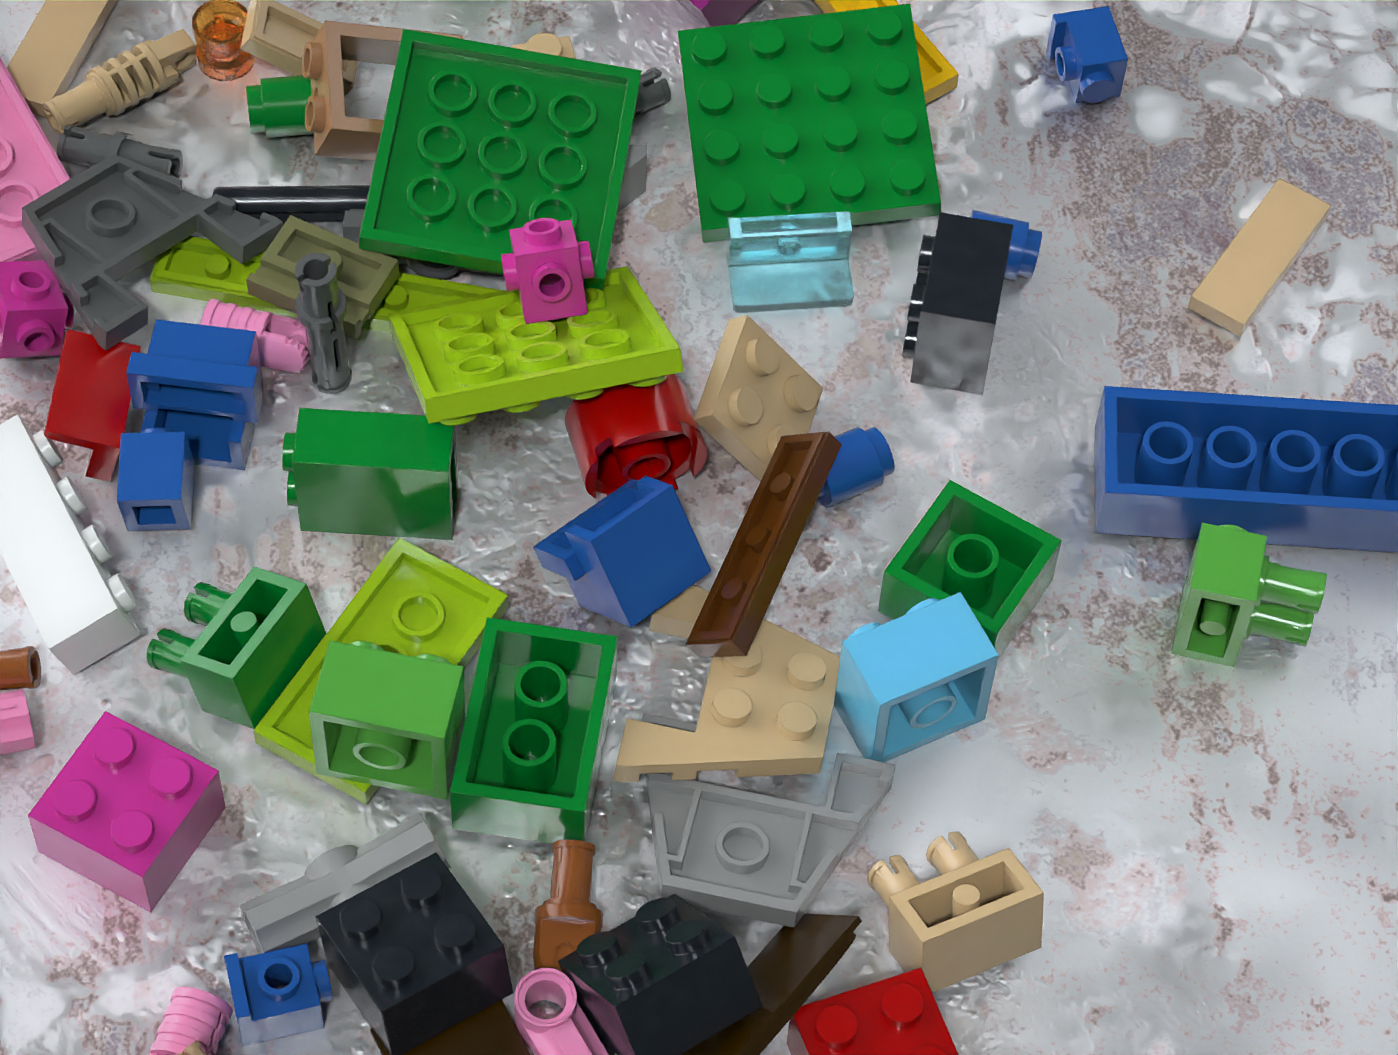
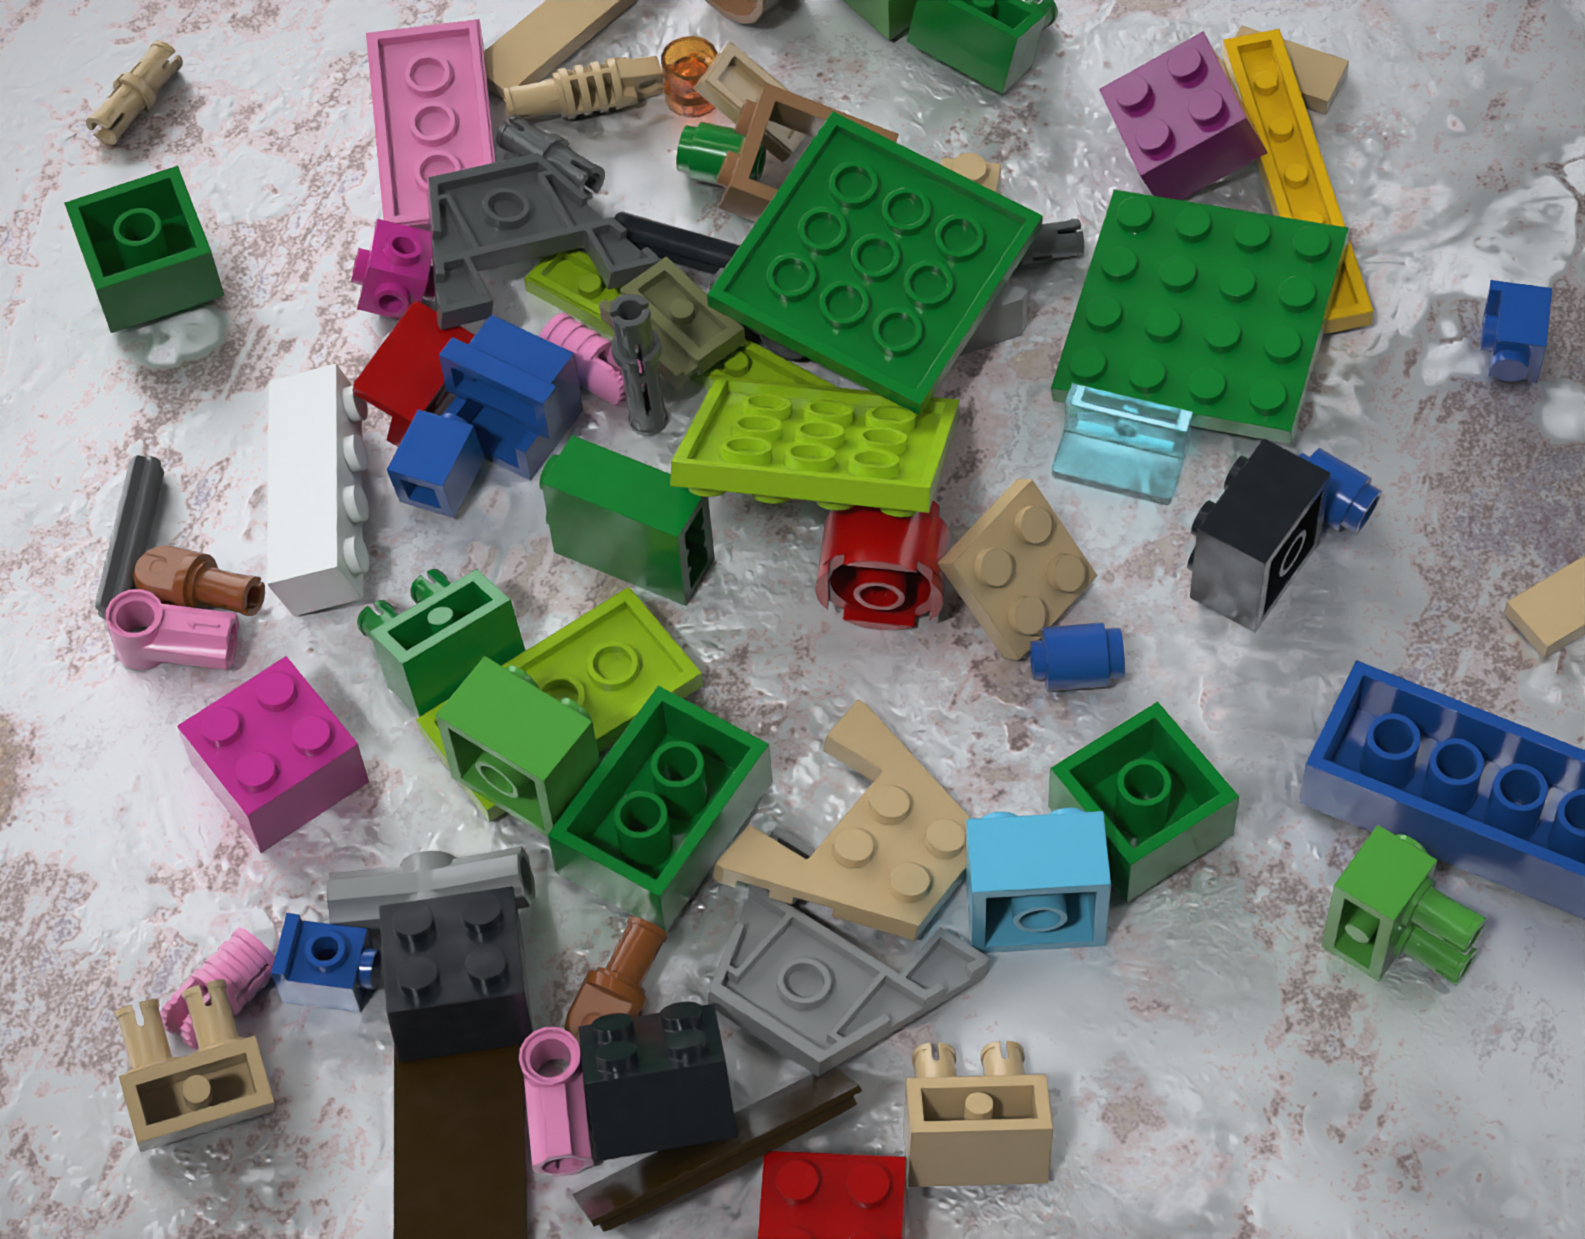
camera: 30 degrees right, 0 degrees up
(548, 269) = (860, 378): dark pink brick -> none
(627, 552) = (823, 670): blue plate -> none
(763, 545) = (954, 704): reddish brown tile -> none

